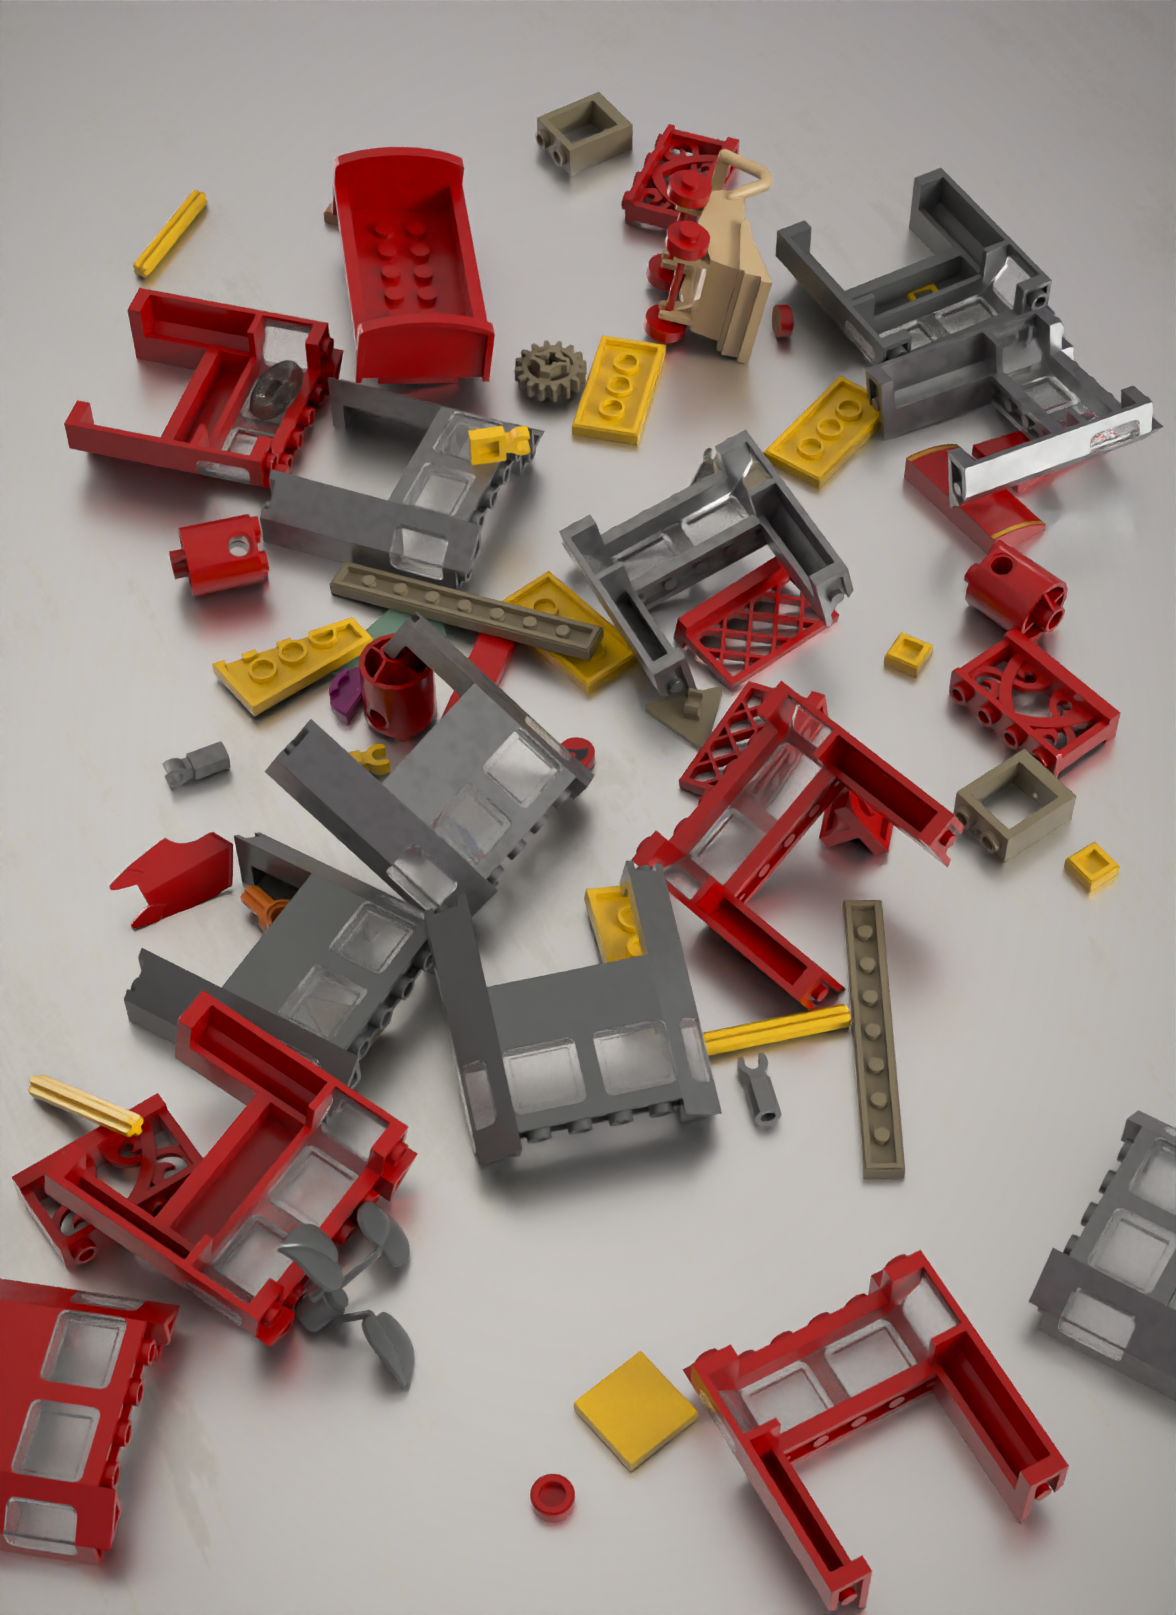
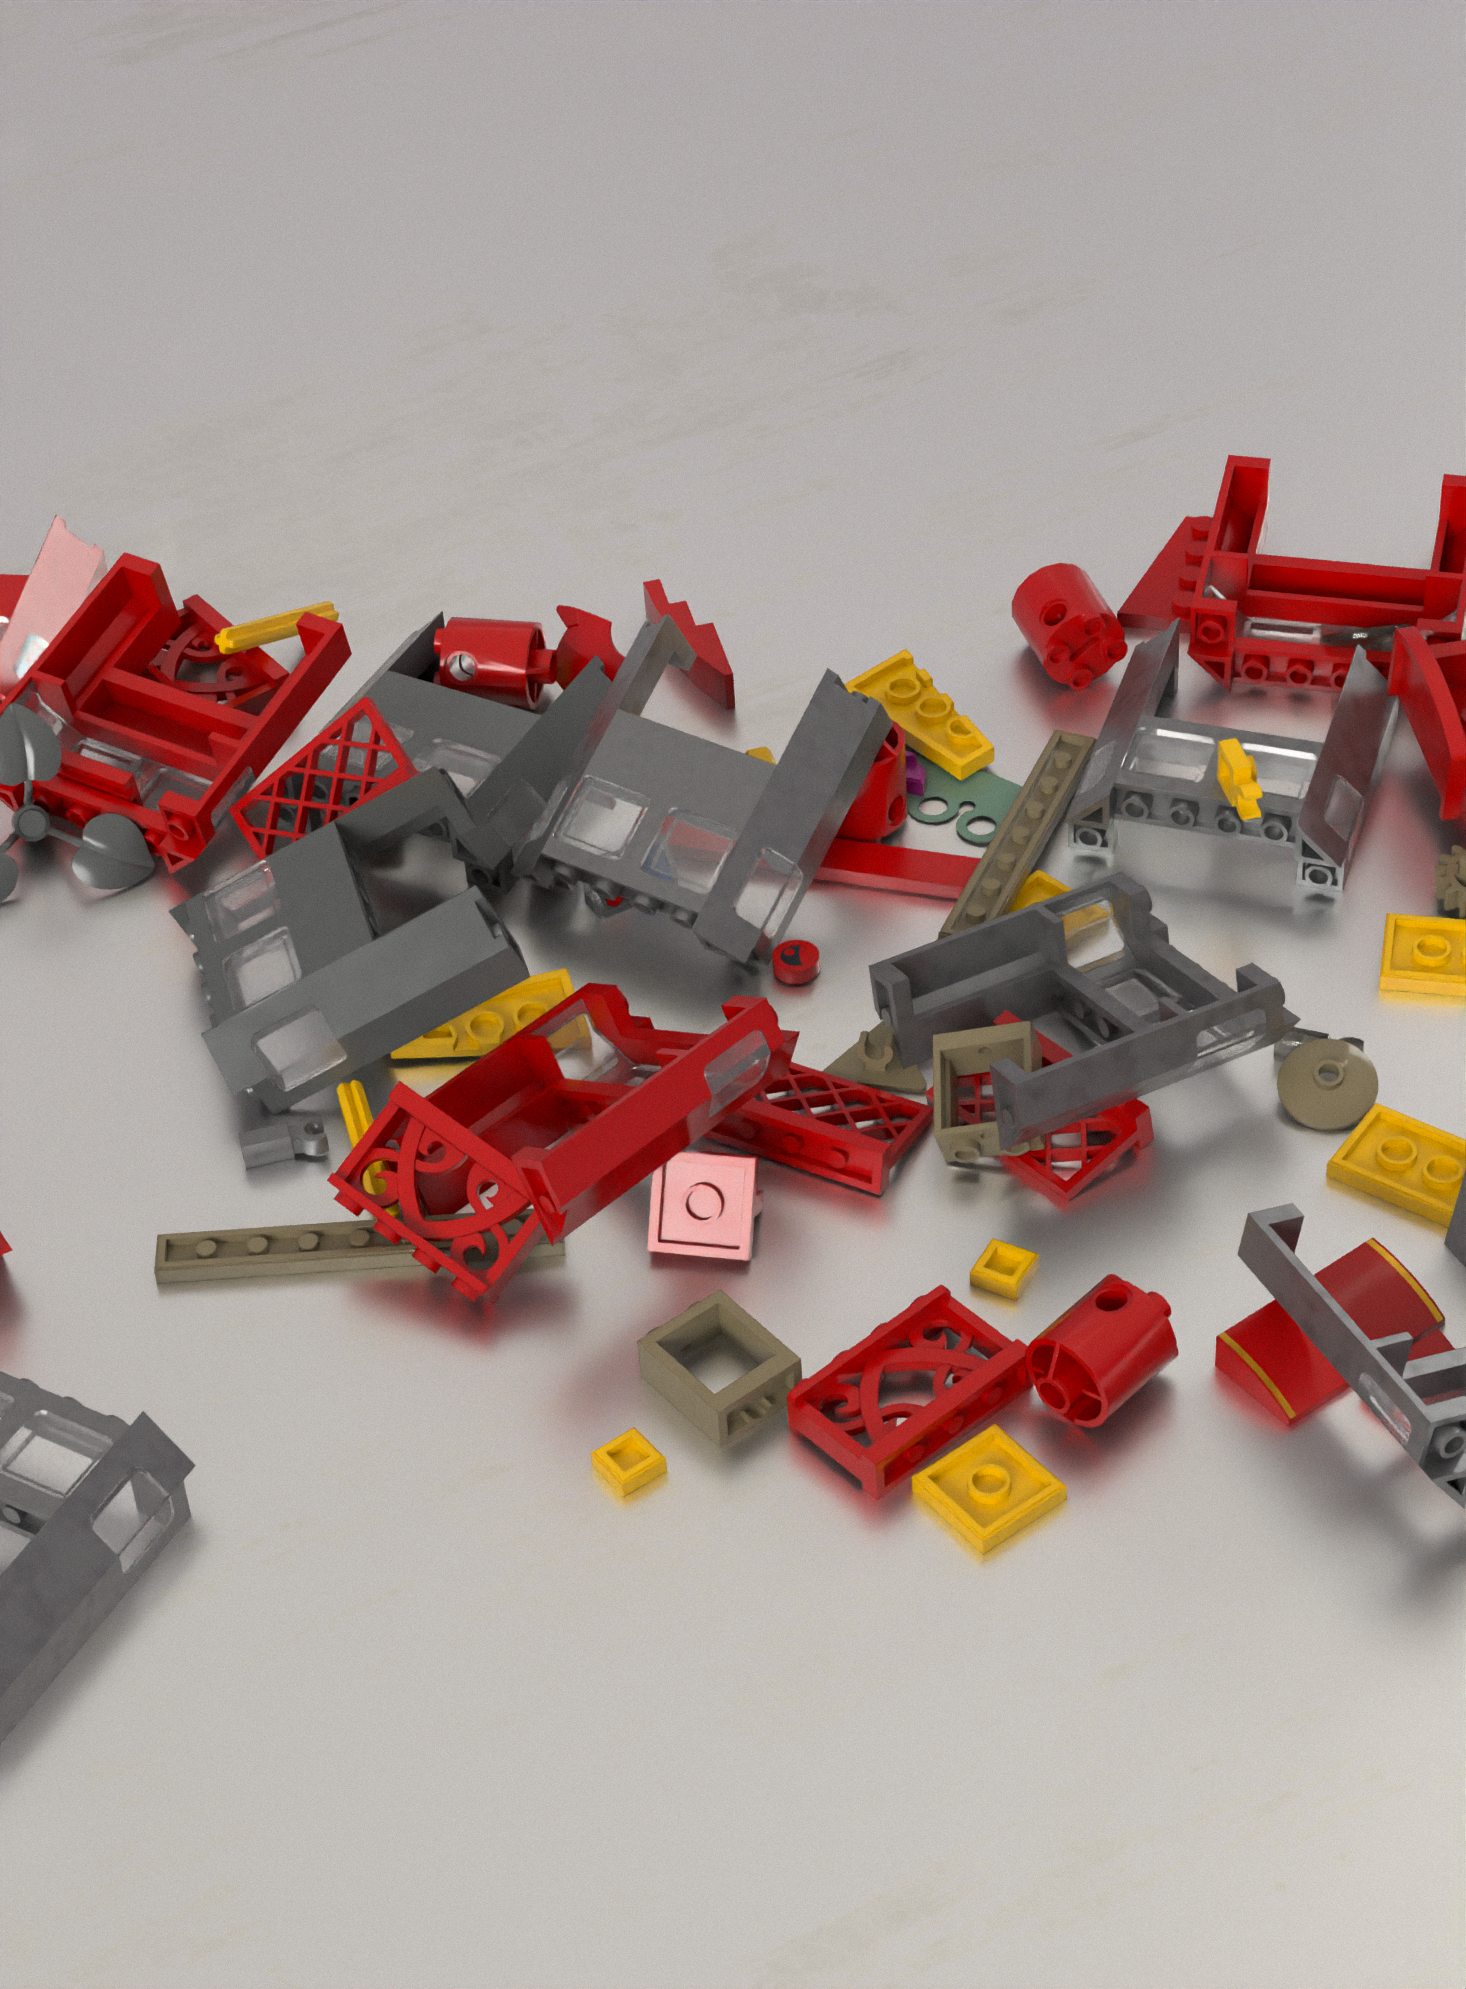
camera: 90 degrees right, 10 degrees down
(144, 498) = (1170, 581): none -> red wing
(153, 813) = (711, 667): none -> red slope
(183, 926) = (507, 659): none -> red cylinder
(196, 764) = (760, 663): flat silver bar -> none
(314, 1213) = (99, 776): none -> red tile
(427, 1029) = (310, 754): none -> red fence
(766, 607) = (971, 1053): none -> dark tan window
(820, 948) = (426, 1128): none -> red fence
(1113, 671) = (989, 1488): none -> yellow tile

